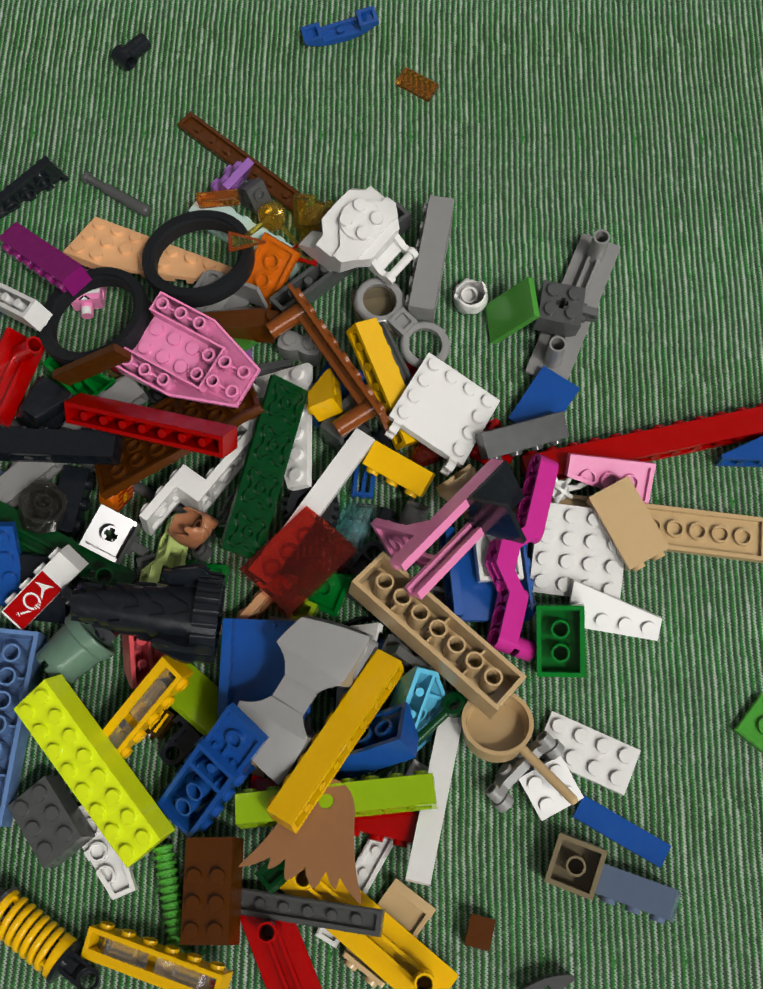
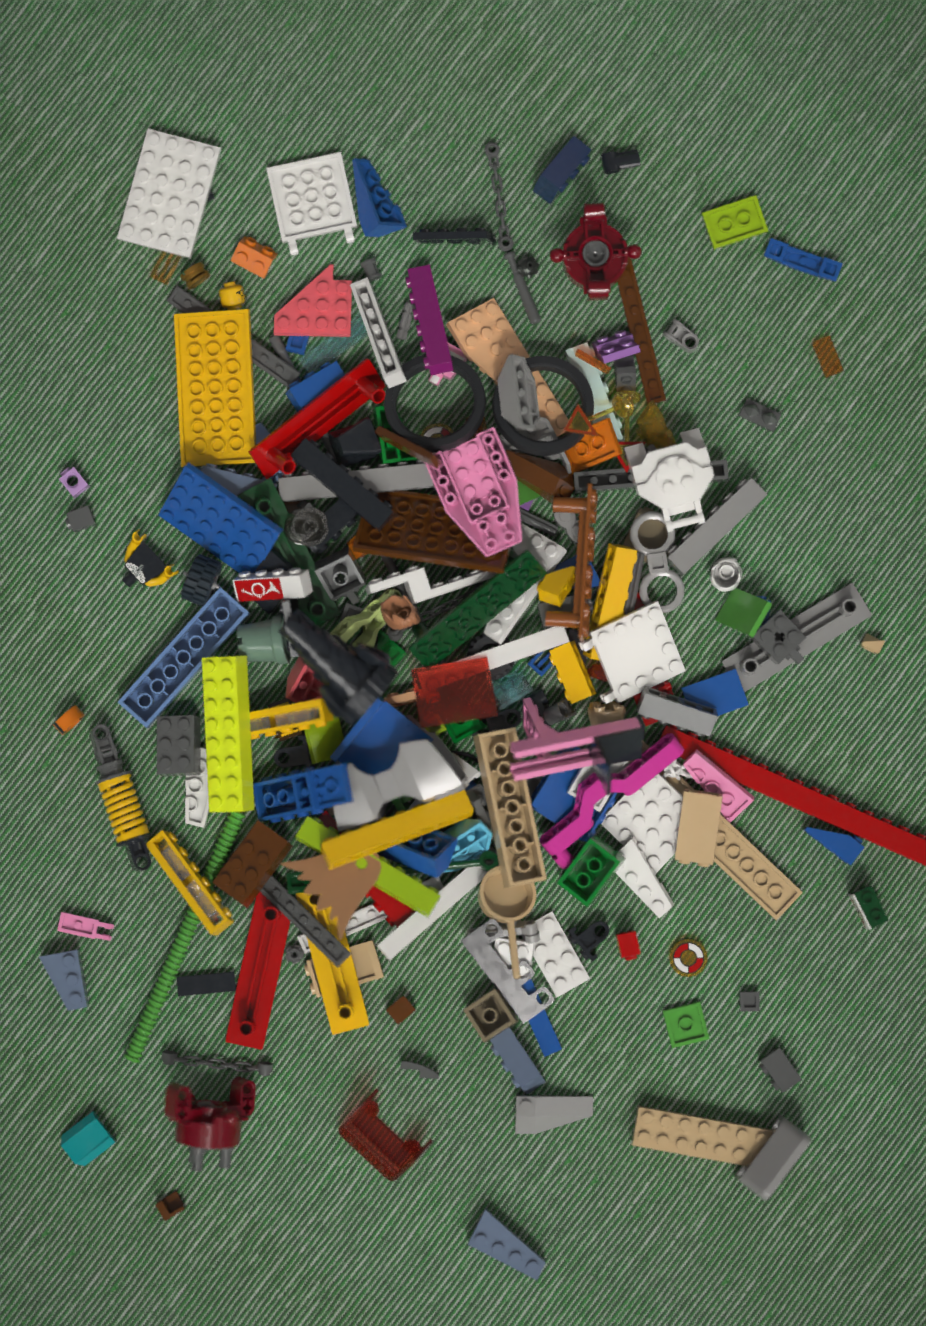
camera: 30 degrees right, 15 degrees up
(16, 113) = (491, 156): none -> dark grey piece
(27, 282) = (405, 321): none -> light grey axle
(84, 86) = (562, 169): none -> dark blue wedge
(108, 174) = (527, 267): none -> pearl dark grey plant
(151, 425) = (418, 526): red brick -> none
(153, 110) = (595, 254): none -> dark red piece
(162, 252) = (518, 393): none -> light grey wedge
(261, 37) = (734, 222): none -> lime plate
(285, 142) = (681, 336): none -> light grey piece
(322, 709) = (401, 802): none -> bright green tile
(331, 954) = (299, 954): none -> dark grey plate
(397, 160) = (760, 415): none -> dark grey tile
(559, 815) = (510, 988): none -> piece
(609, 712) = (588, 940): none -> black pin
(643, 269) = (872, 644): none -> tan slope
(652, 686) = (628, 945): none -> red brick
(708, 926) = (547, 1112): none -> light grey wedge
(714, 659) = (688, 957): none -> tile

